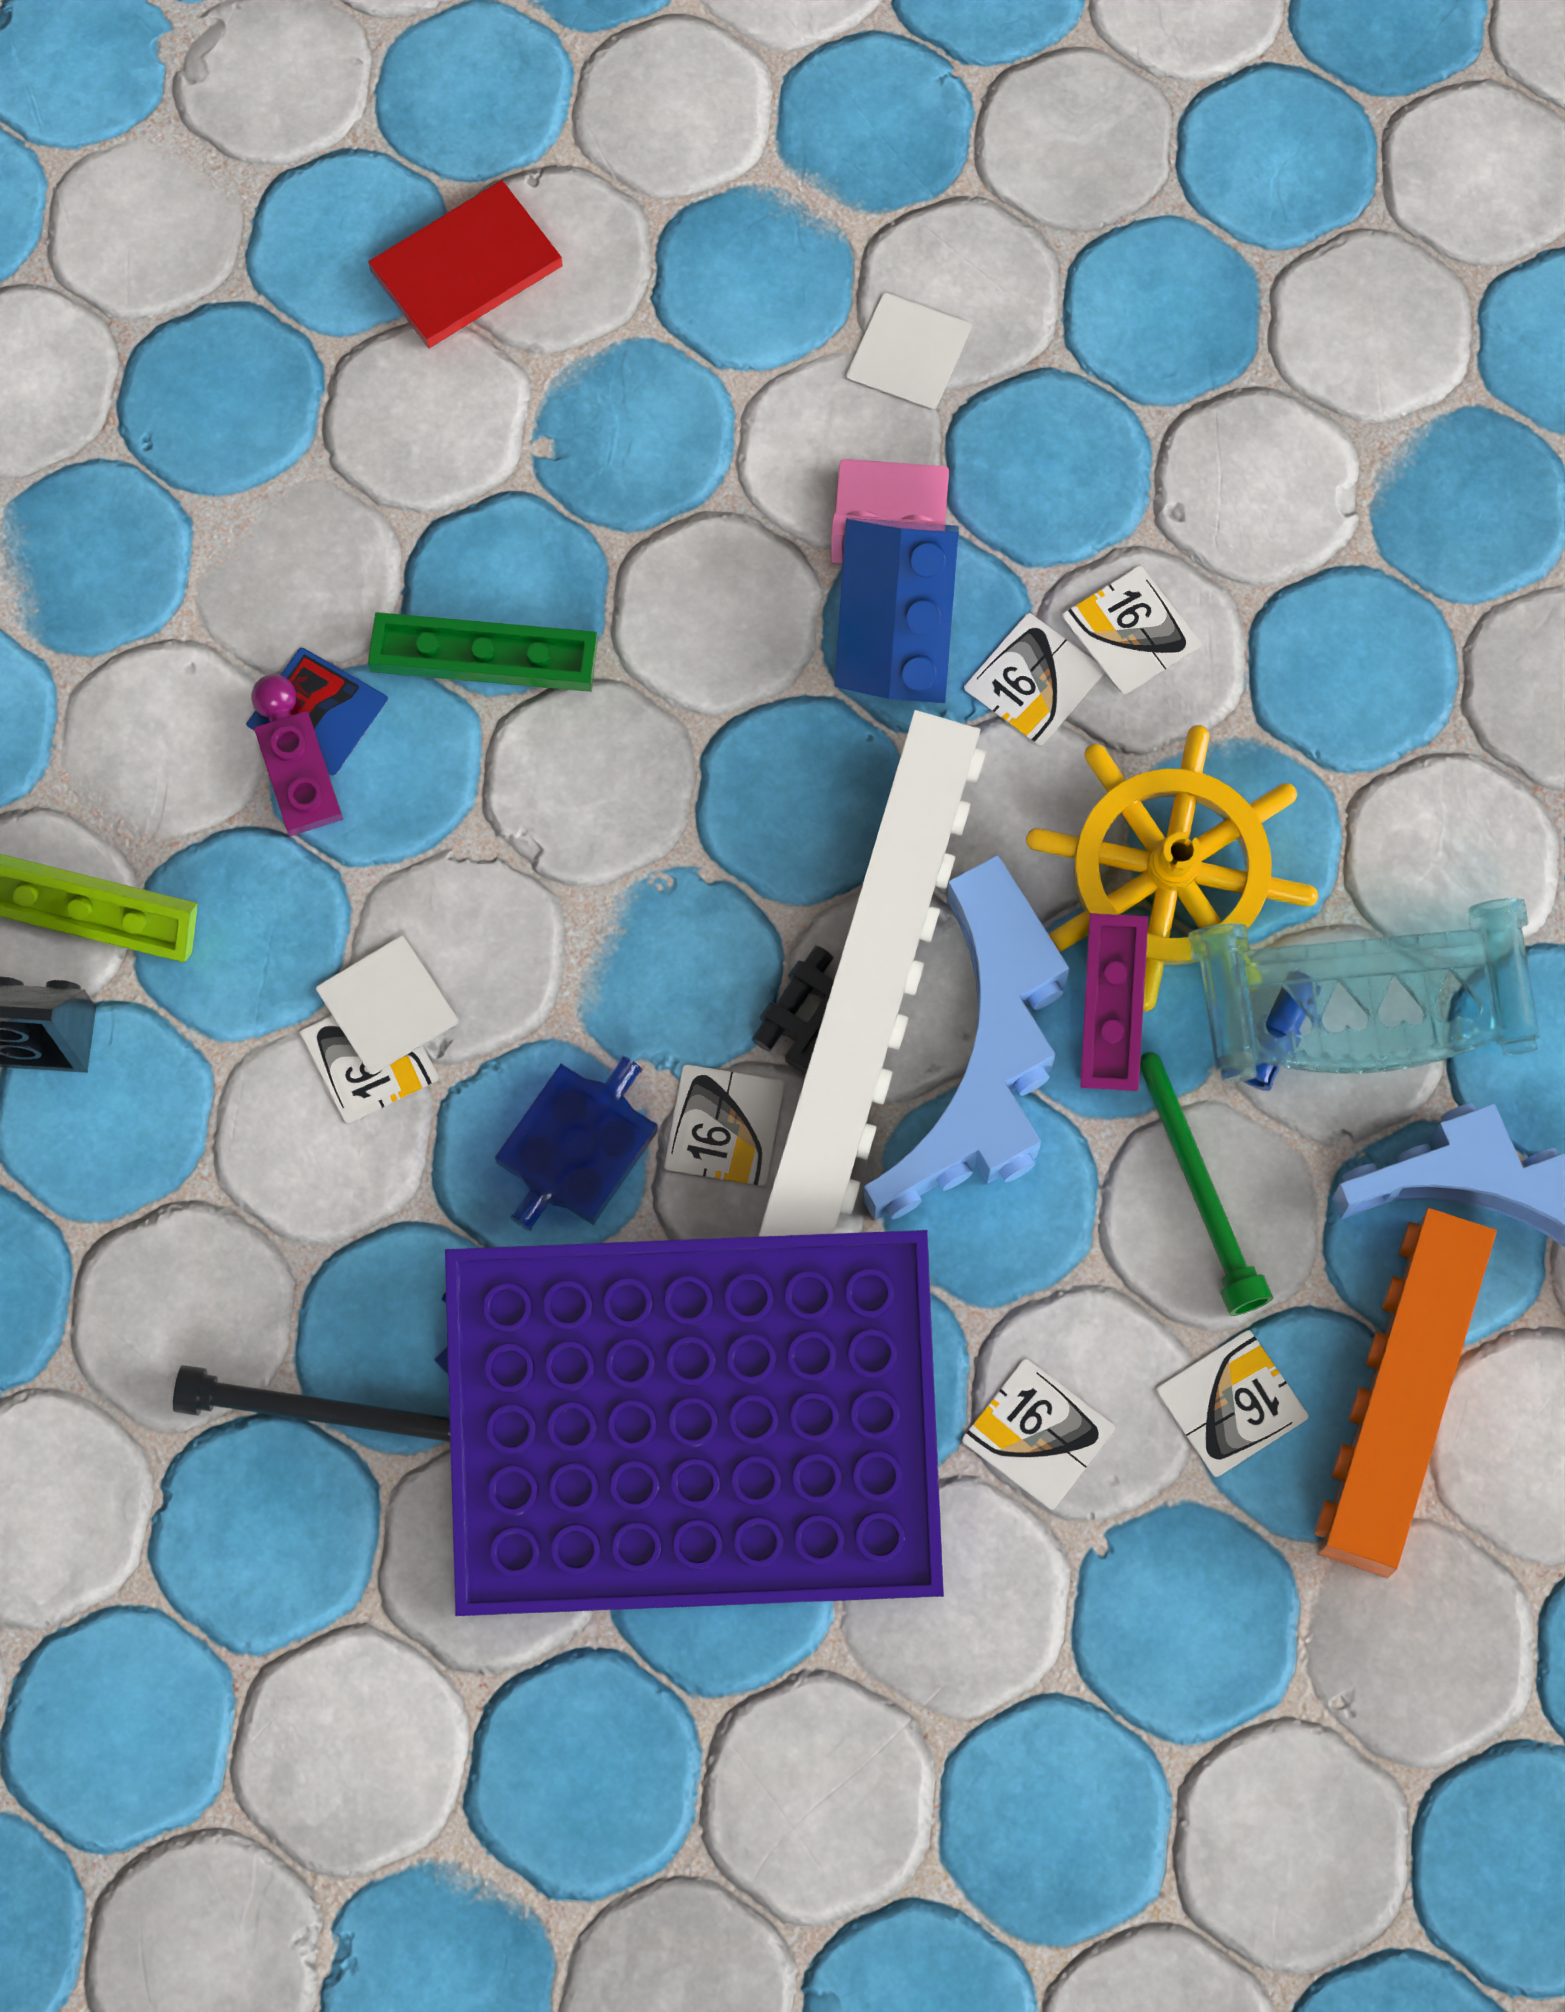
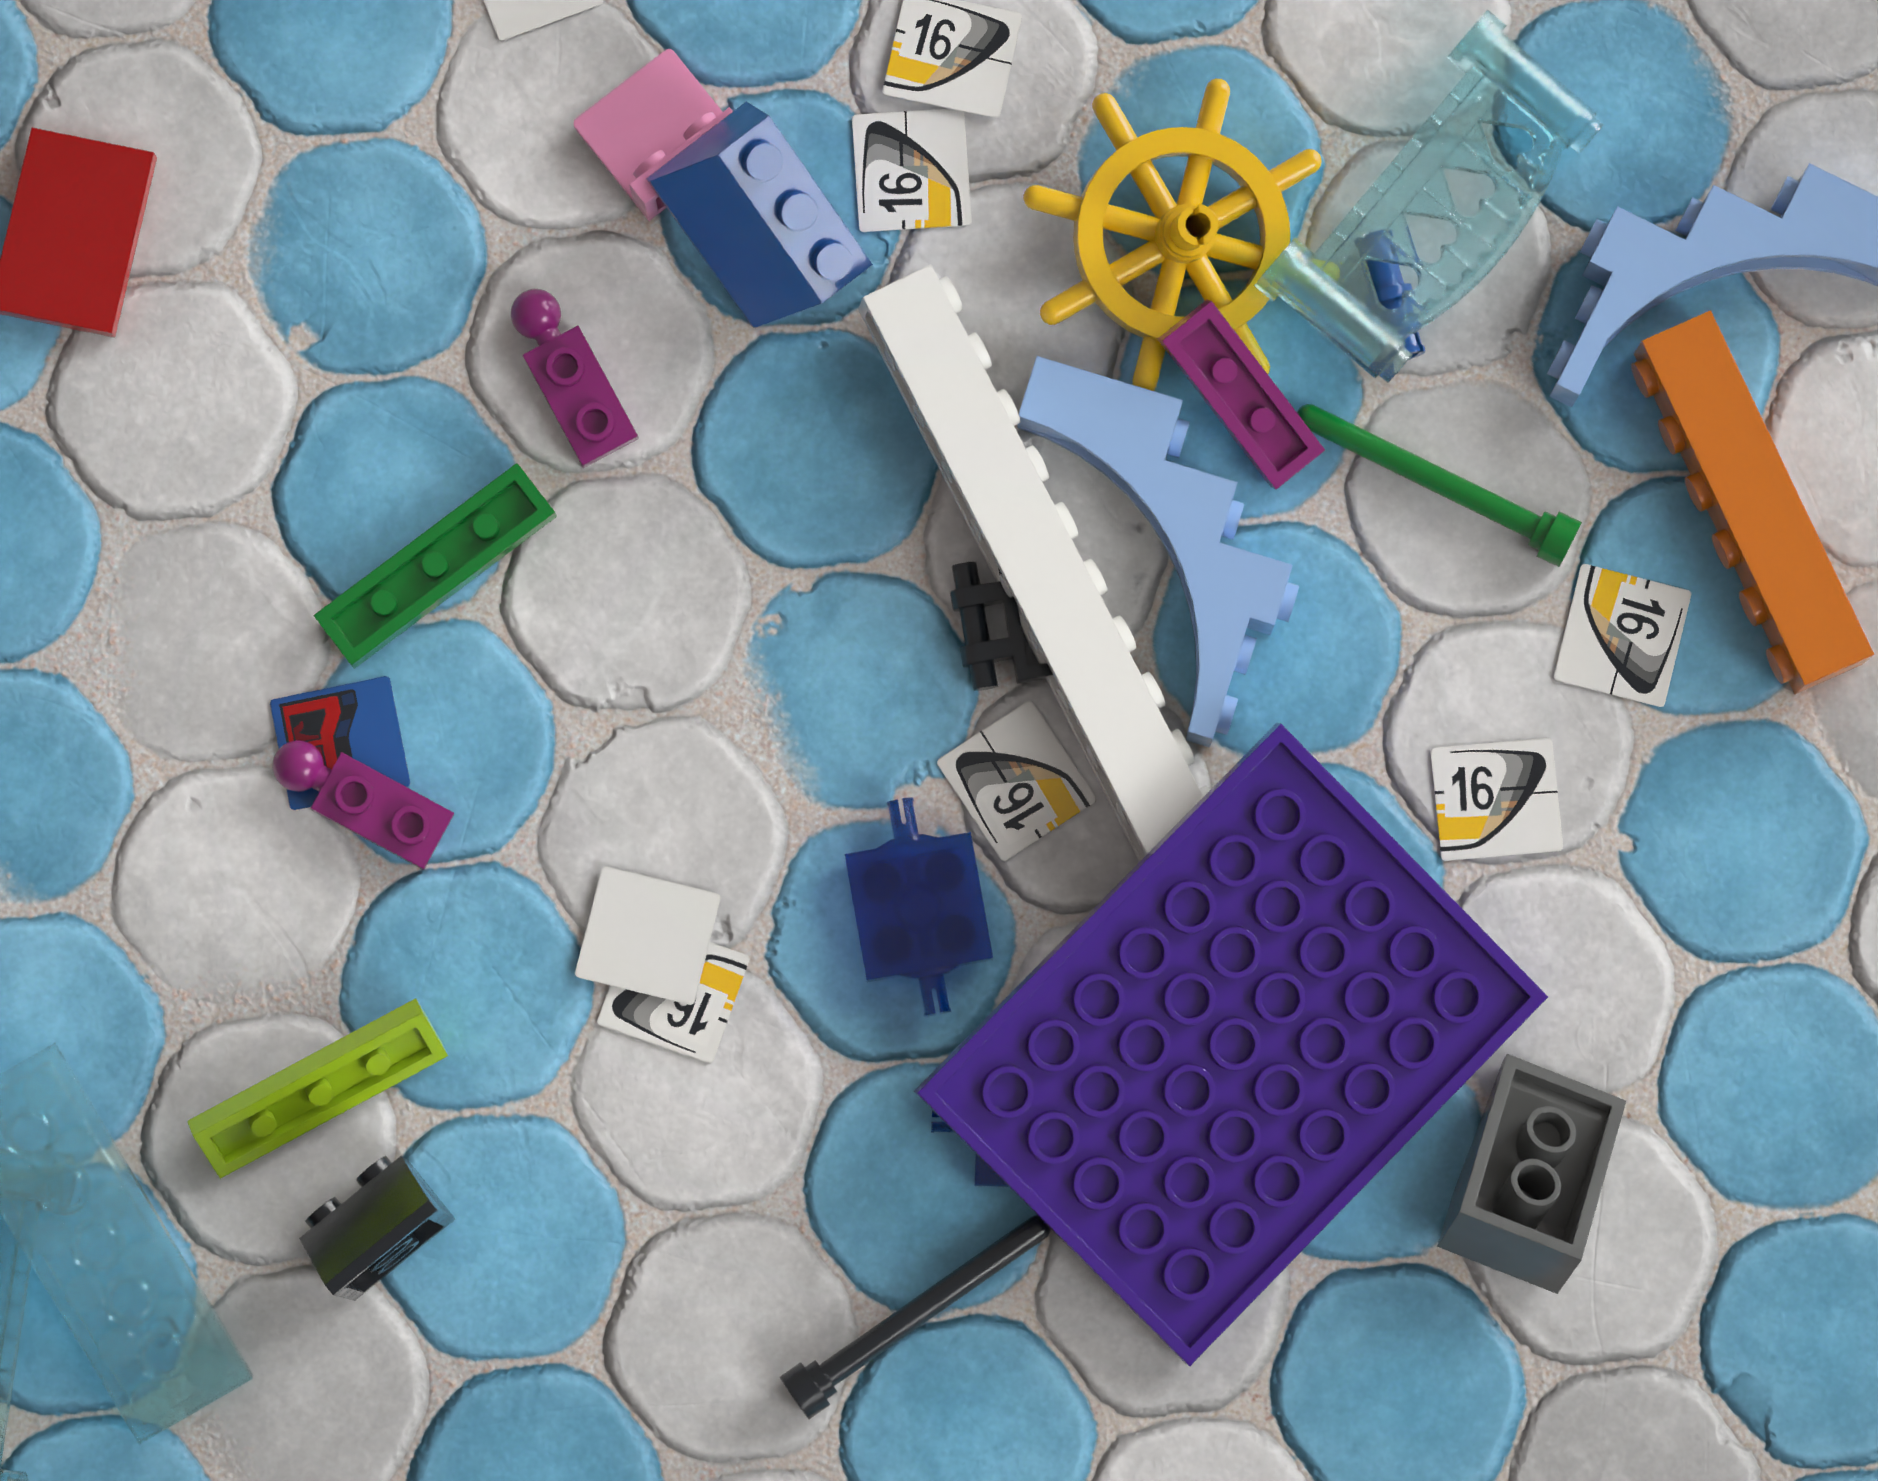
camera: 45 degrees left, 10 degrees up
(683, 616) = (571, 380): none -> magenta plate
(816, 1709) = (1533, 1175): none -> dark grey slope

